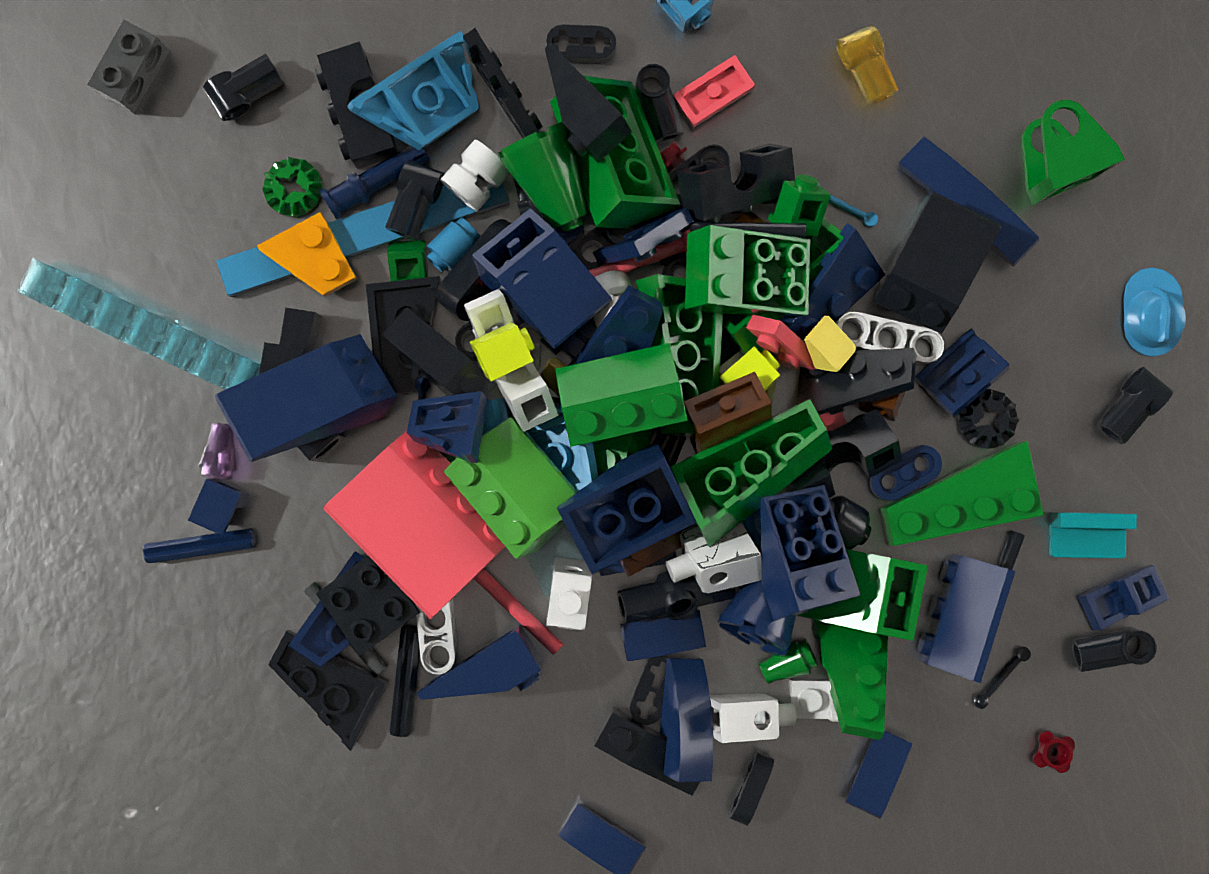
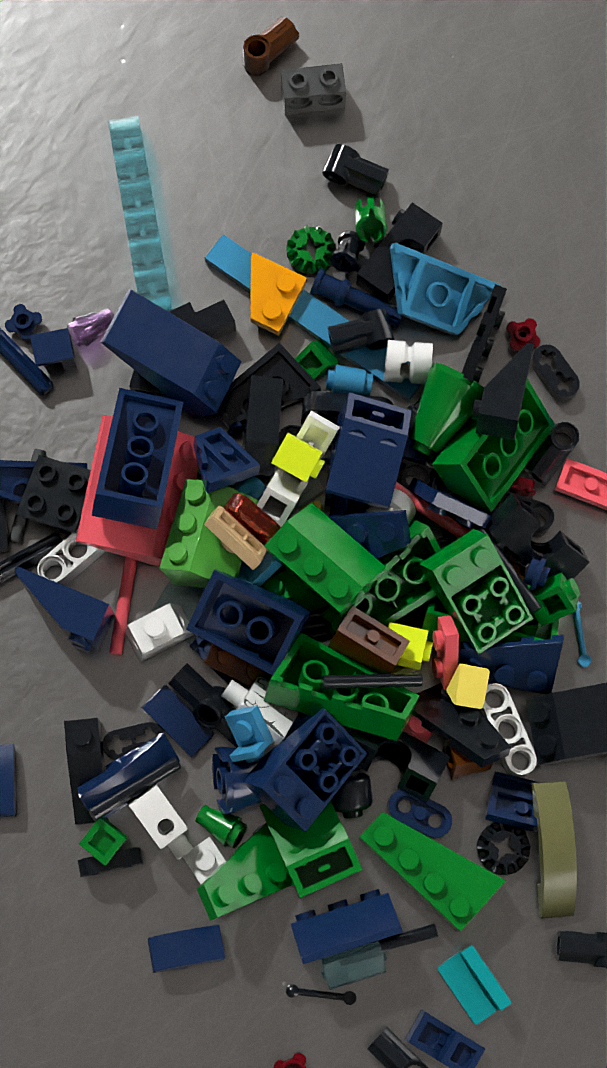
camera: 50 degrees right, 10 degrees down
(49, 76) = (269, 44): none -> reddish brown piece
(178, 517) = (21, 313): none -> dark blue plate
(306, 108) = (370, 220): none -> green arm
(321, 152) = (347, 251): none -> black bush
(392, 504) = (137, 459): none -> dark blue slope
(525, 57) = (515, 329): none -> dark red plate
(531, 437) = (252, 517): none -> clear red beam
(539, 466) = (235, 537): none -> tan plate
(705, 724) = (134, 789): none -> black bar
(732, 785) = (103, 840): none -> green tile
(733, 582) = (249, 732): none -> dark azure bracket
(767, 435) = (371, 681): none -> black bar
(770, 204) = (537, 573): none -> dark blue plate
(1004, 632) = (354, 965): none -> clear light blue piece
(1027, 371) = (556, 849): none -> olive slope

